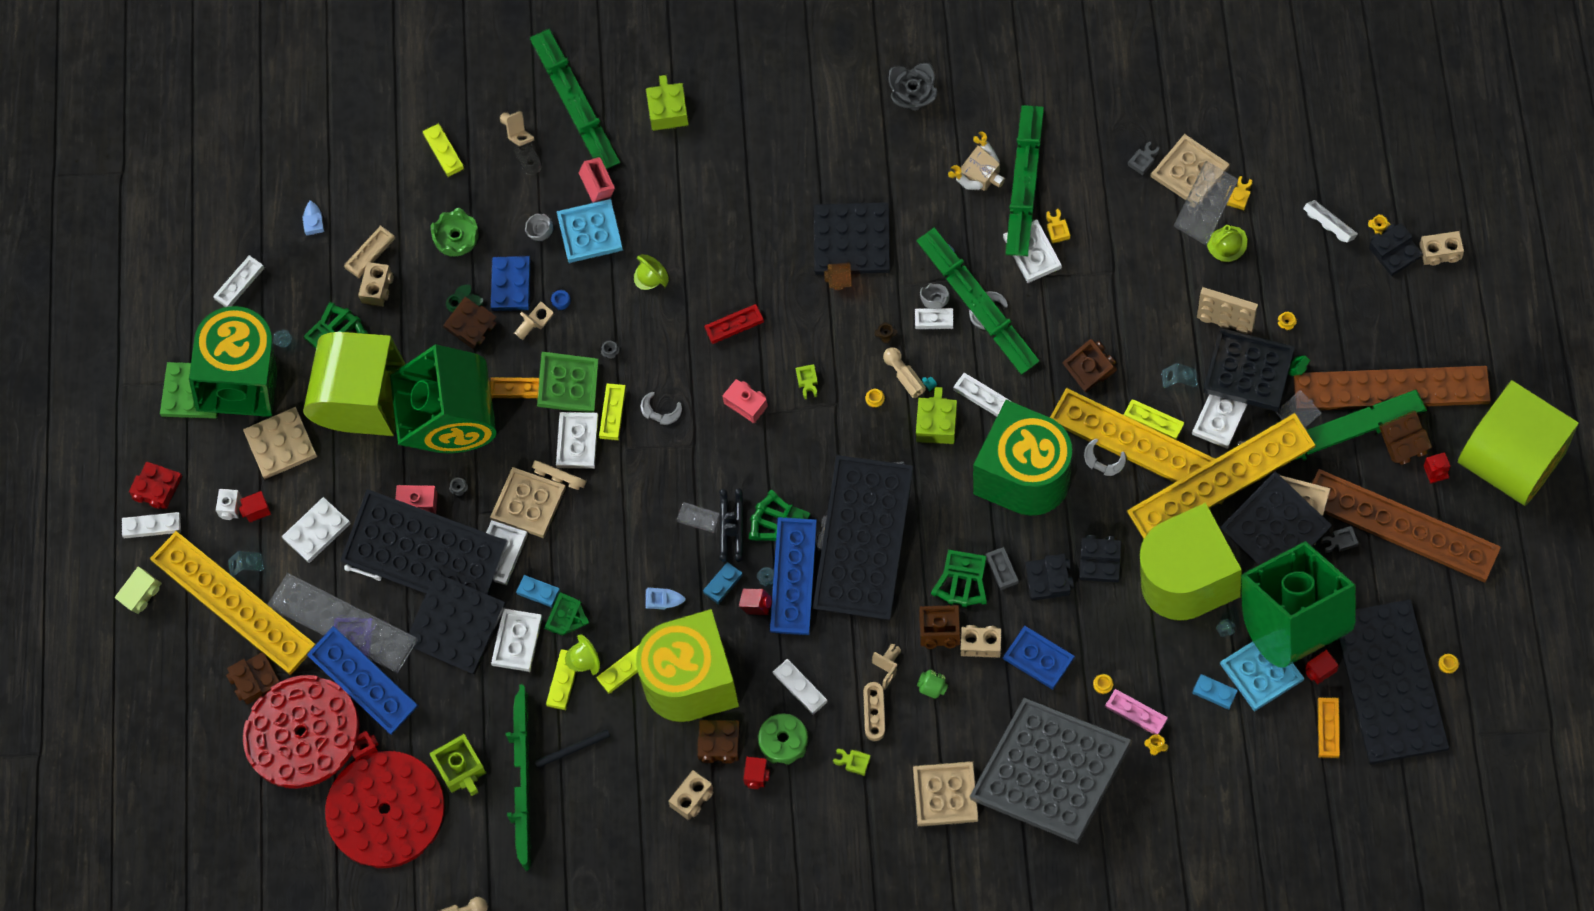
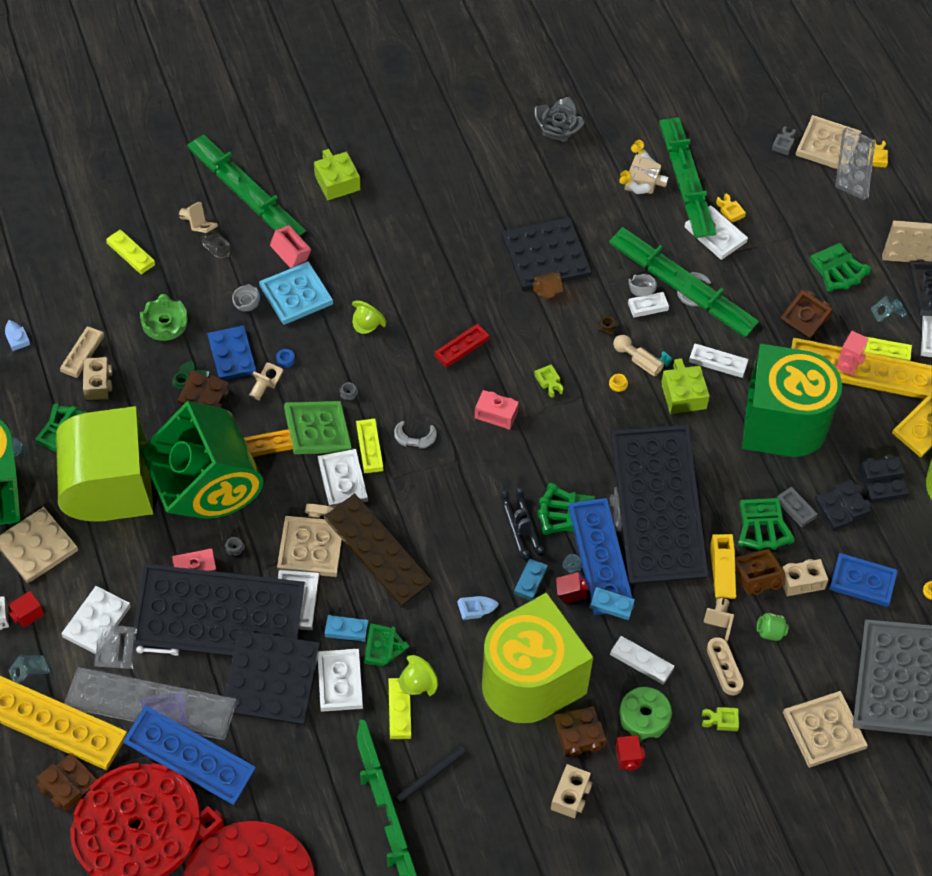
camera: 25 degrees left, 10 degrees down
(319, 558) = (108, 646): none -> clear plate
(458, 764) = (317, 818): lime hinge -> none
(586, 521) = (377, 550): none -> dark brown plate
(619, 672) = (459, 682): neon yellow plate -> none
(698, 517) = (486, 523): clear plate -> none
(787, 626) = (612, 603): none -> dark azure plate
(907, 613) = (723, 566): none -> yellow slope
(1109, 470) = (861, 399): light grey piece -> none
(1111, 421) = (852, 353): none -> coral brick
(1143, 307) = (834, 258): none -> green plate
(1228, 243) = (885, 193): lime helmet -> none

